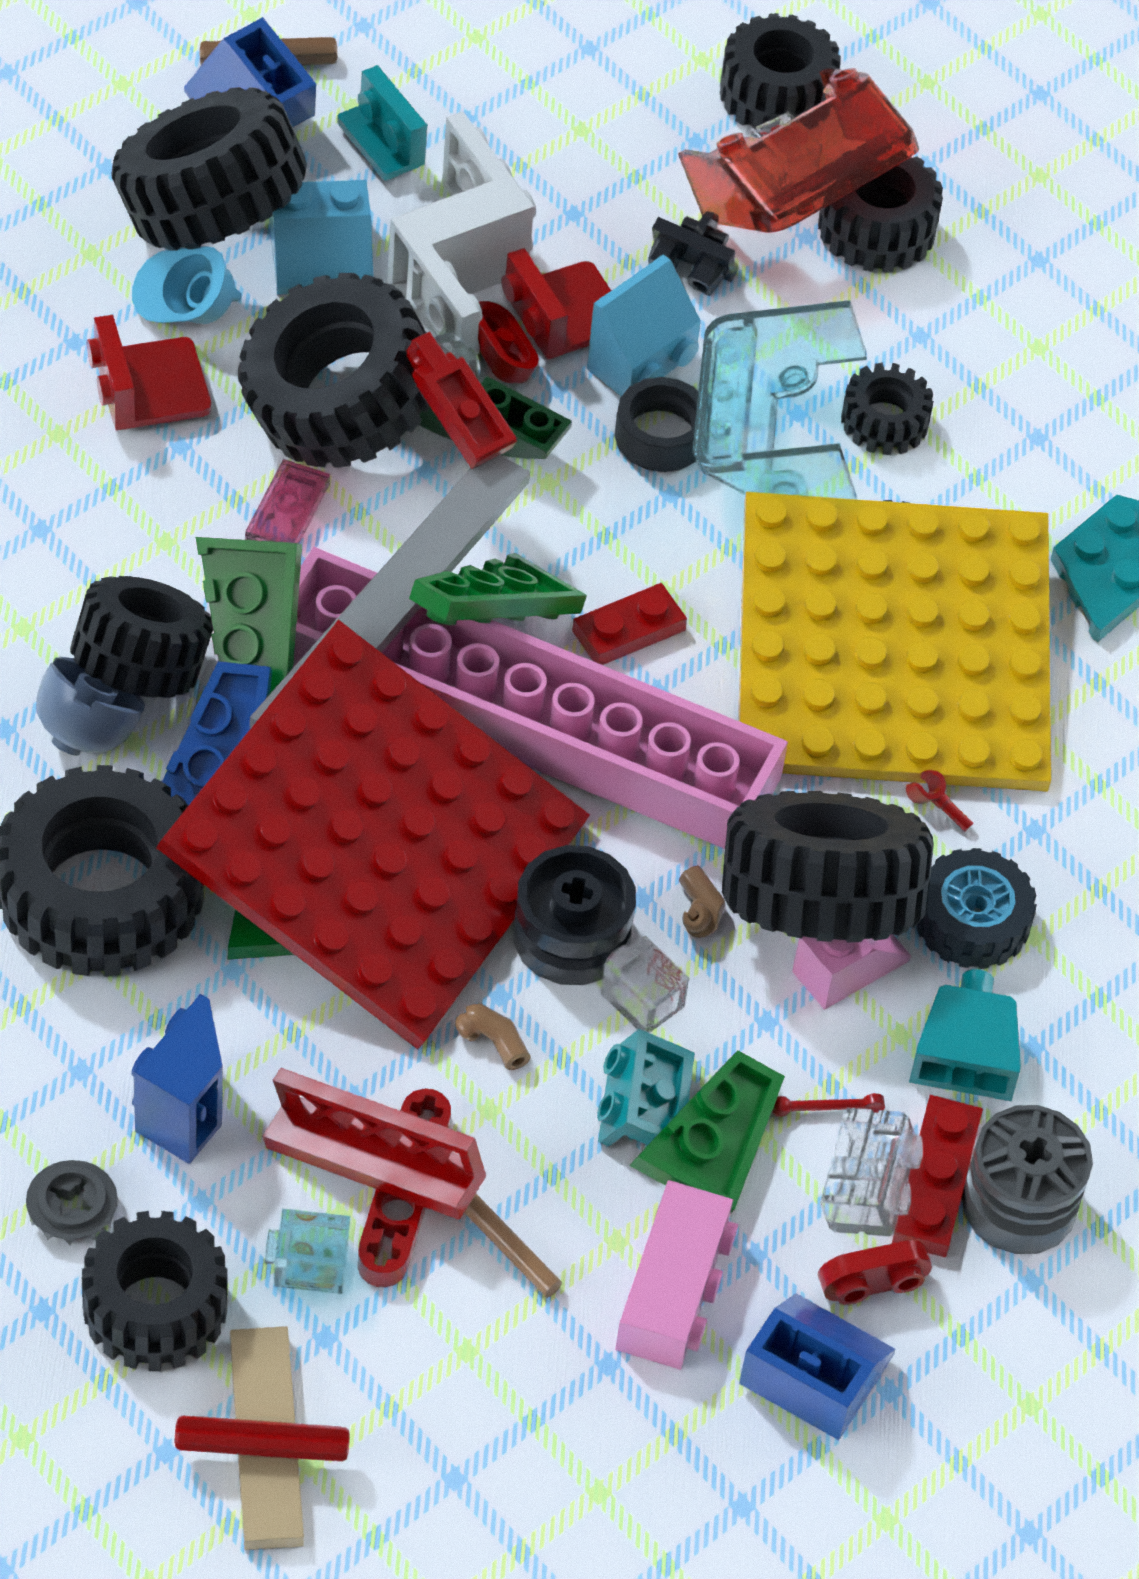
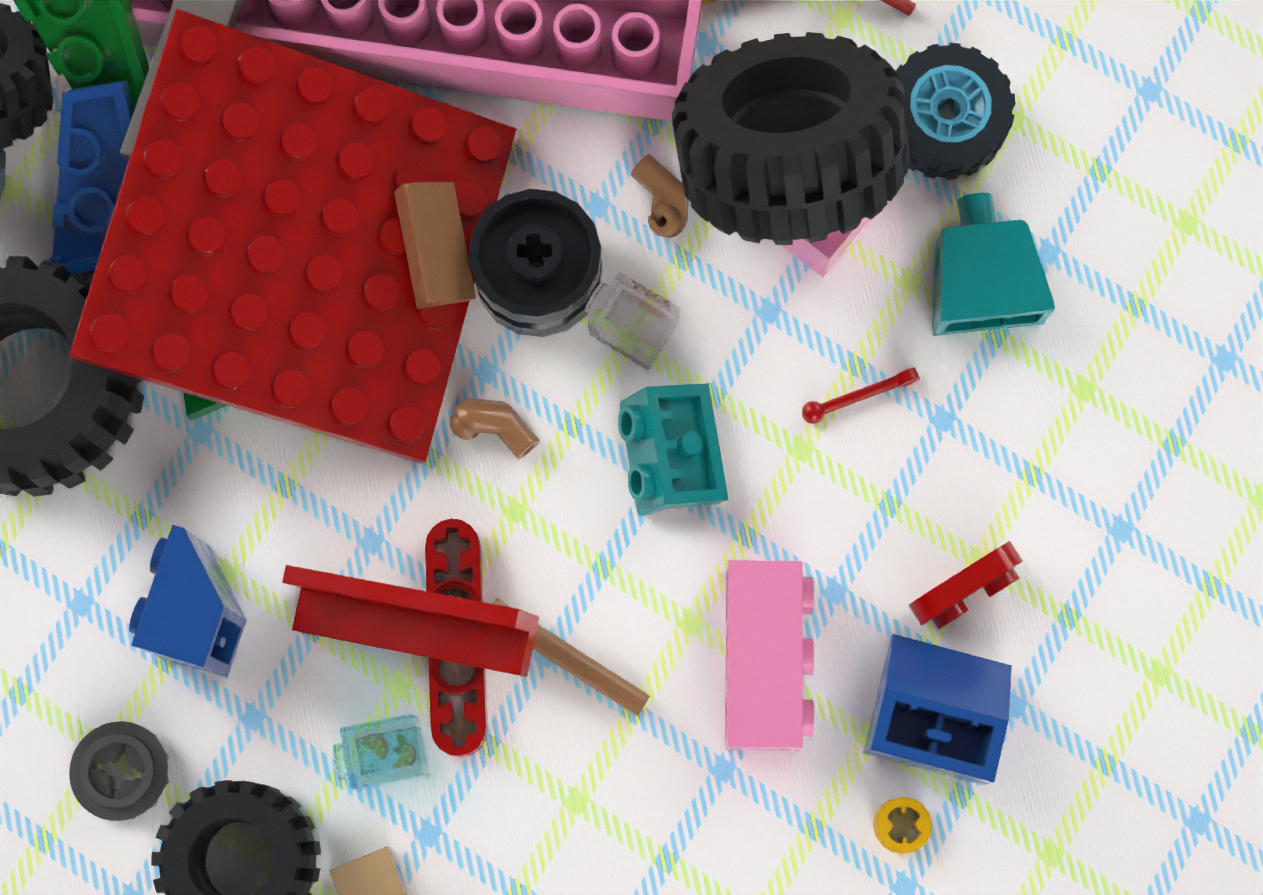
camera: 10 degrees left, 25 degrees up
(491, 868) = (434, 243): none -> medium nougat slope
(717, 1130) = (759, 477): green wing -> none
(761, 1433) = (921, 824): none -> yellow bush
(870, 1172) = (931, 471): clear brick -> none
(938, 1183) = (995, 441): red plate -> none
(1027, 1179) = (1067, 447): dark grey wheel -> none

